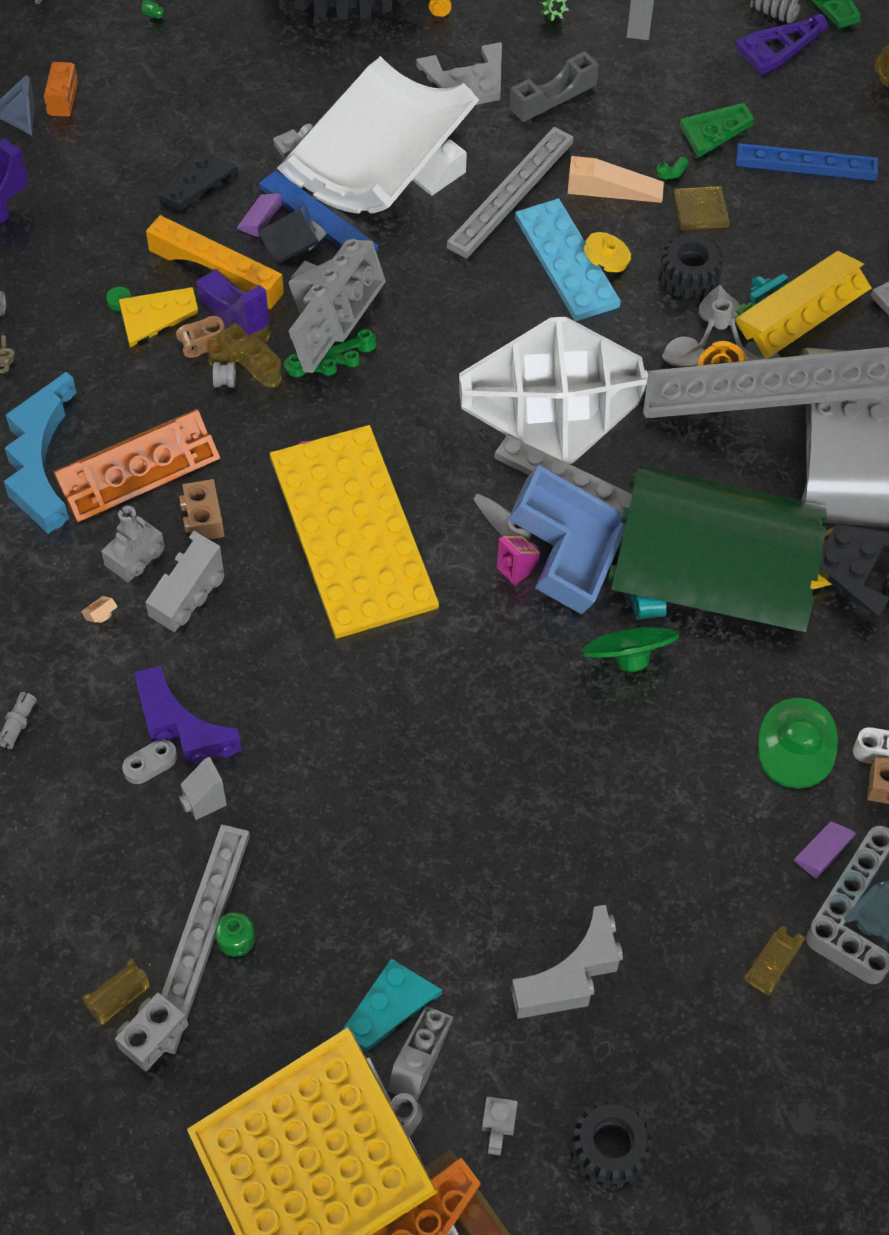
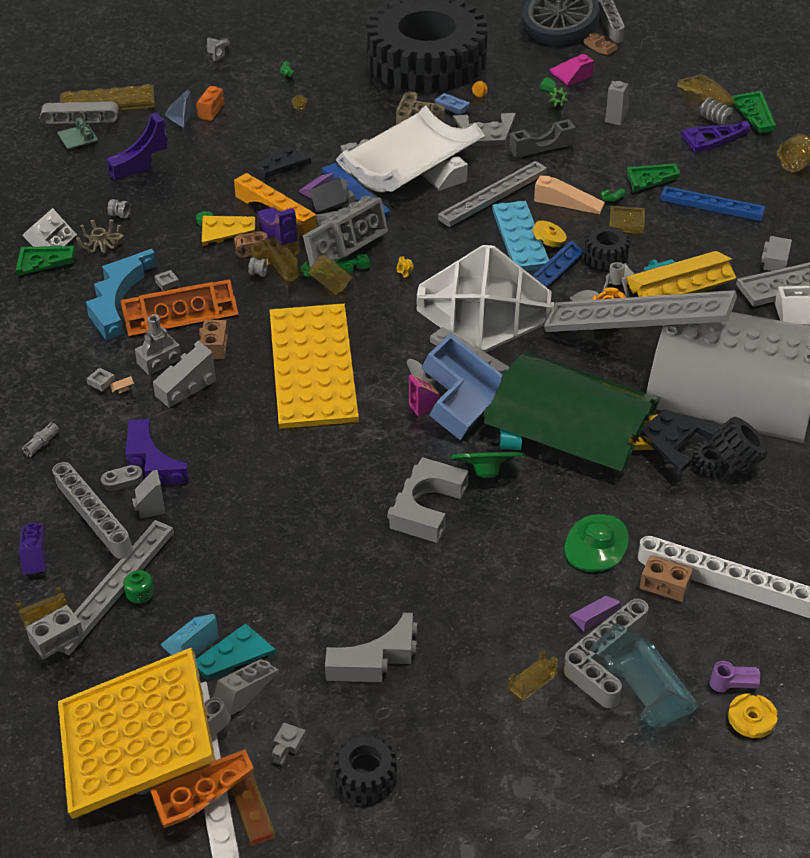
camera: 15 degrees right, 15 degrees down
(66, 605) = (100, 379): none -> light grey plate
(69, 900) = (33, 548): none -> dark purple slope
(102, 419) = (166, 280): none -> light grey plate
(139, 834) = (93, 510): none -> light grey beam
(188, 65) = (299, 102): none -> clear yellow plate
(326, 994) = (196, 634): none -> medium azure slope
(333, 377) = (329, 274): none -> clear yellow hinge
(356, 58) = (410, 106): none -> dark tan beam
(408, 38) = (452, 103): none -> medium blue plate
(427, 340) = (404, 266): none -> yellow plate
(550, 749) = (426, 478): none -> light grey arch
(630, 304) = (558, 264): none -> blue tile

